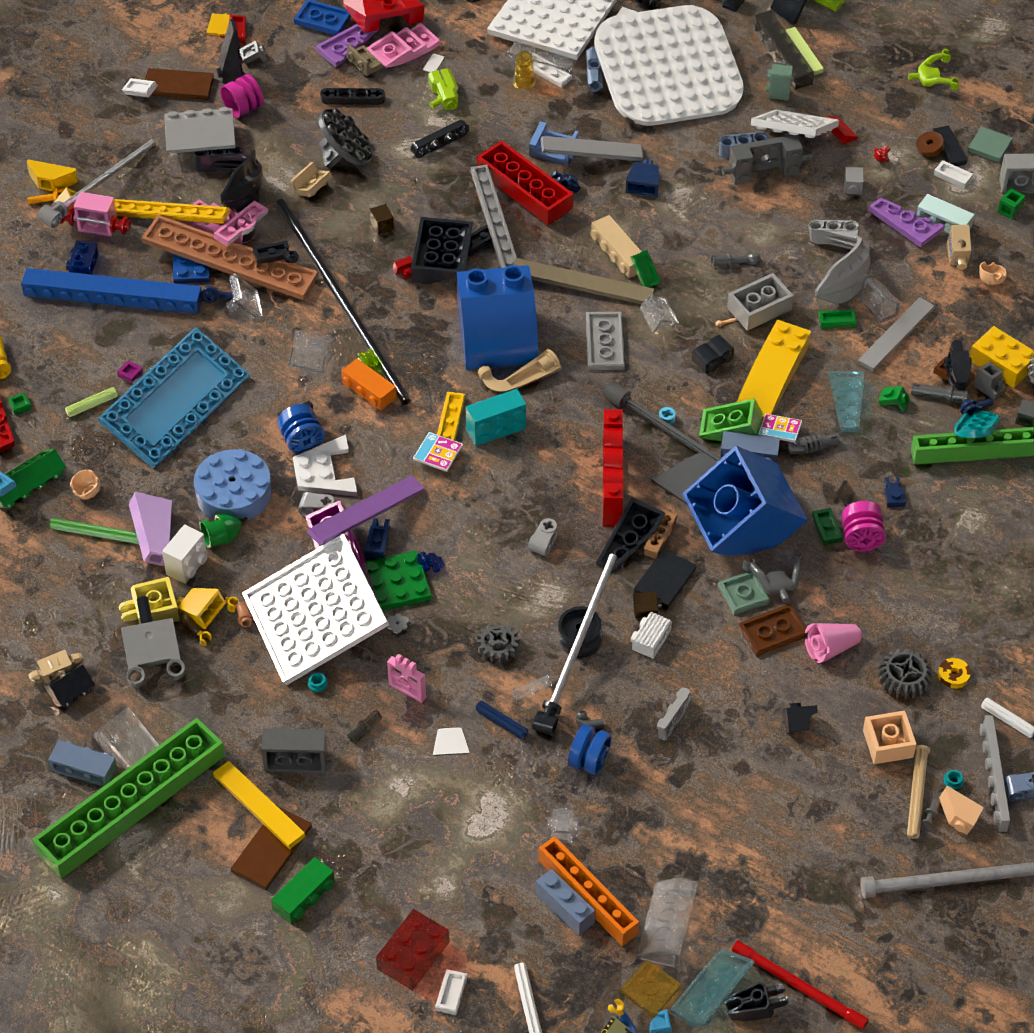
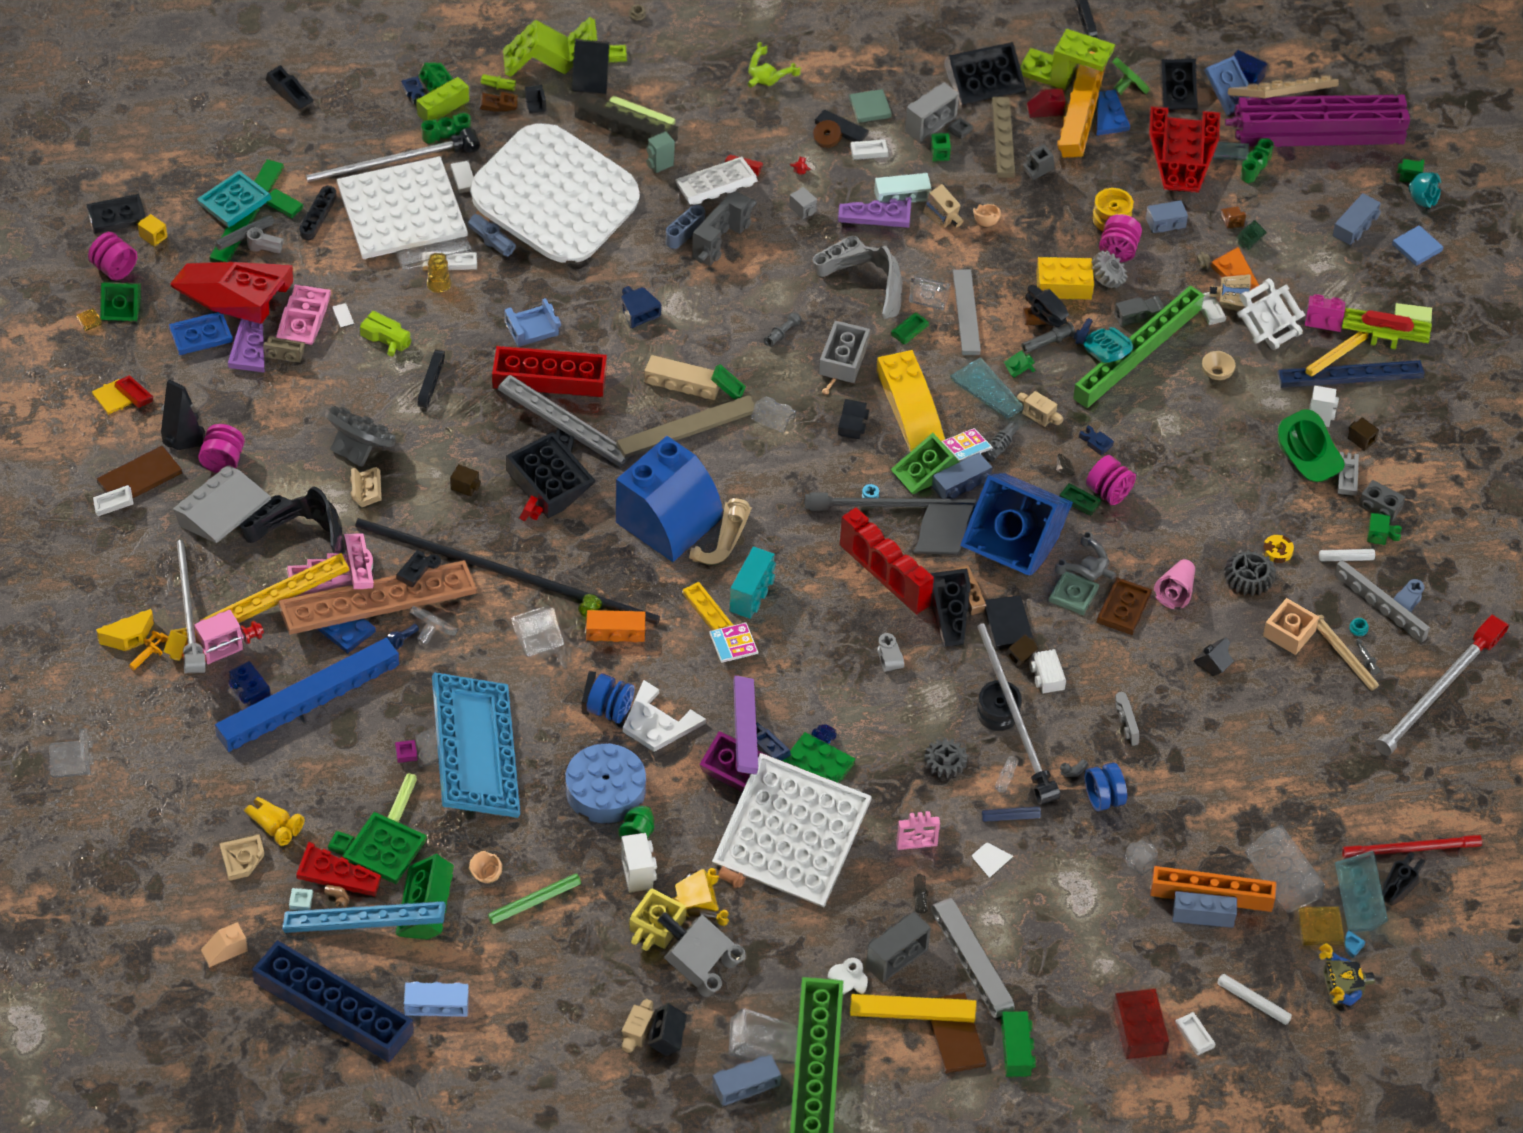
camera: 45 degrees left, 0 degrees up
(40, 425) = (385, 847): none -> green plate
(152, 525) = (583, 860): lavender slope -> none
(241, 748) = (852, 978): none -> white plate
(312, 502) = (687, 752): light grey piece -> none
(317, 678) = (847, 882): teal plate -> none
(328, 95) = (311, 390): black beam -> none
(346, 802) = (972, 957): none -> light grey beam
(568, 181) = (581, 347): dark blue plate -> none
(591, 148) = (572, 306): light grey tile -> none
(605, 341) = (755, 464): light grey tile -> none
(871, 439) = (1040, 409): none -> tan piece
(959, 810) = (1388, 645): light nougat slope -> none
(990, 381) = (1076, 304): dark grey brick -> none

